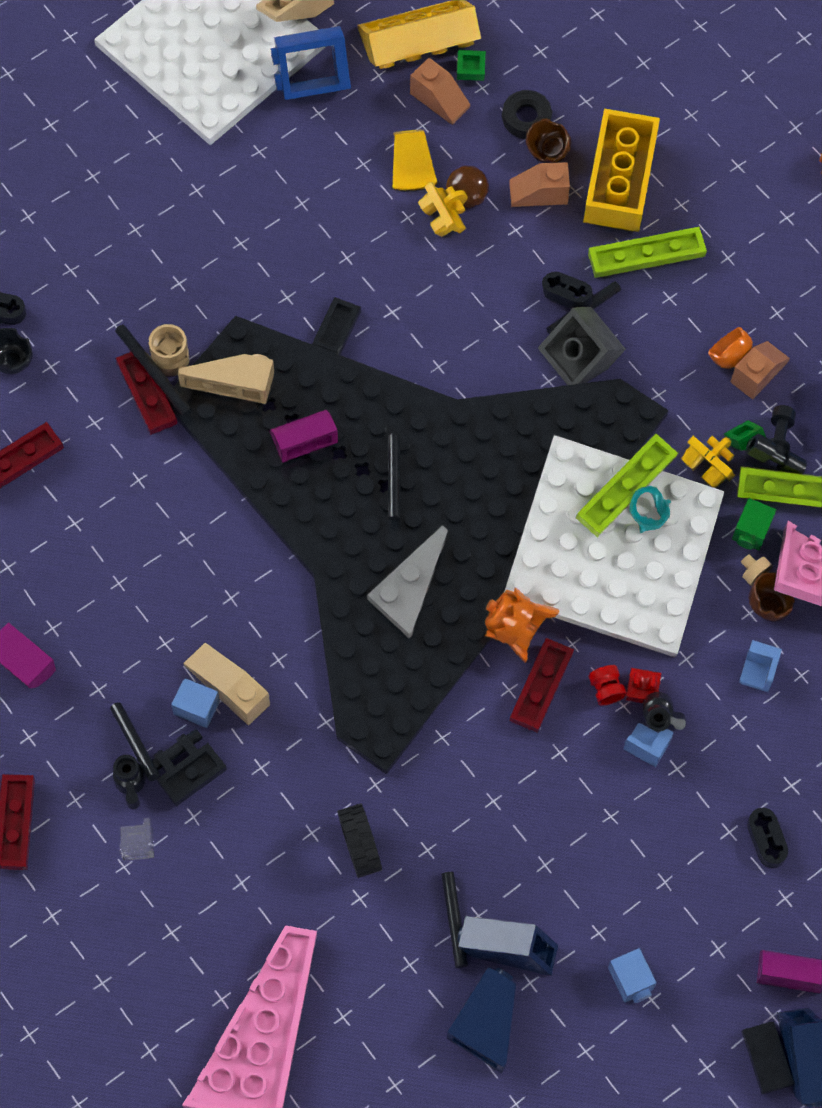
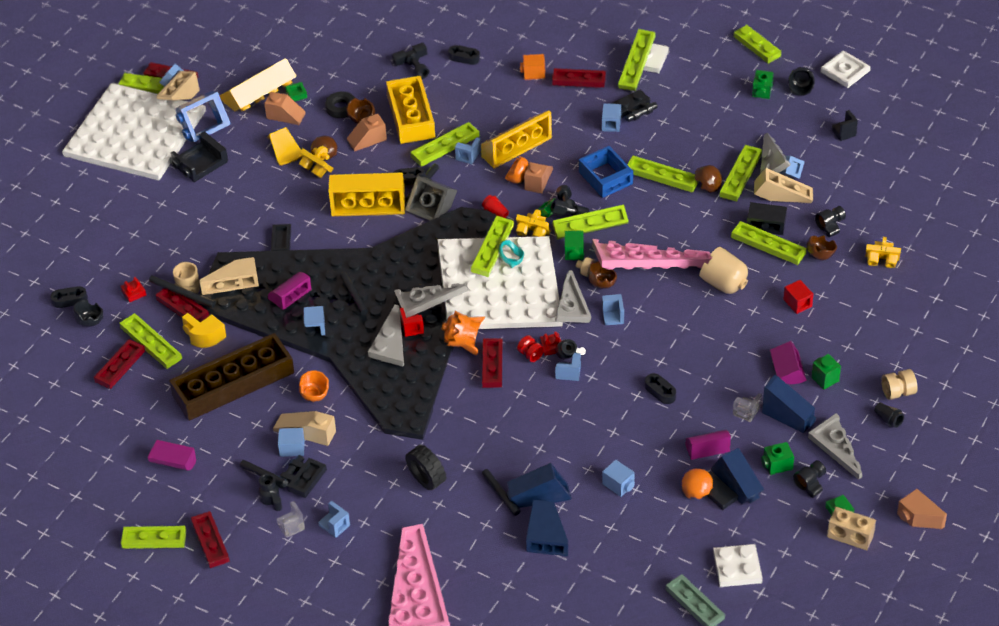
camera: 20 degrees left, 20 degrees down
(77, 436) = (153, 342): none -> lime plate
(91, 332) = (133, 290): none -> red tile
(157, 456) = (204, 333): none -> yellow brick
(158, 553) = (231, 376): none -> dark brown brick
(198, 866) = (336, 520): none -> medium blue panel
(267, 619) = (313, 386): none -> orange hair
(281, 133) = (201, 158): none -> black panel
(315, 505) = (314, 317): none -> medium blue panel
(452, 569) = (411, 325): none -> red panel
(481, 534) = (427, 297): none -> light grey wing
(488, 304) = (367, 194): none -> yellow brick
(668, 68) = (412, 58): none -> black bar
(669, 399) = (493, 205): none -> red cone
(675, 279) = (468, 153): none -> medium blue panel
(704, 630) = (572, 304): none -> light grey wing
(742, 1038) = (696, 483): none -> orange hair
(751, 91) = (464, 55): none -> black beam
(756, 289) = (517, 140): none -> yellow slope

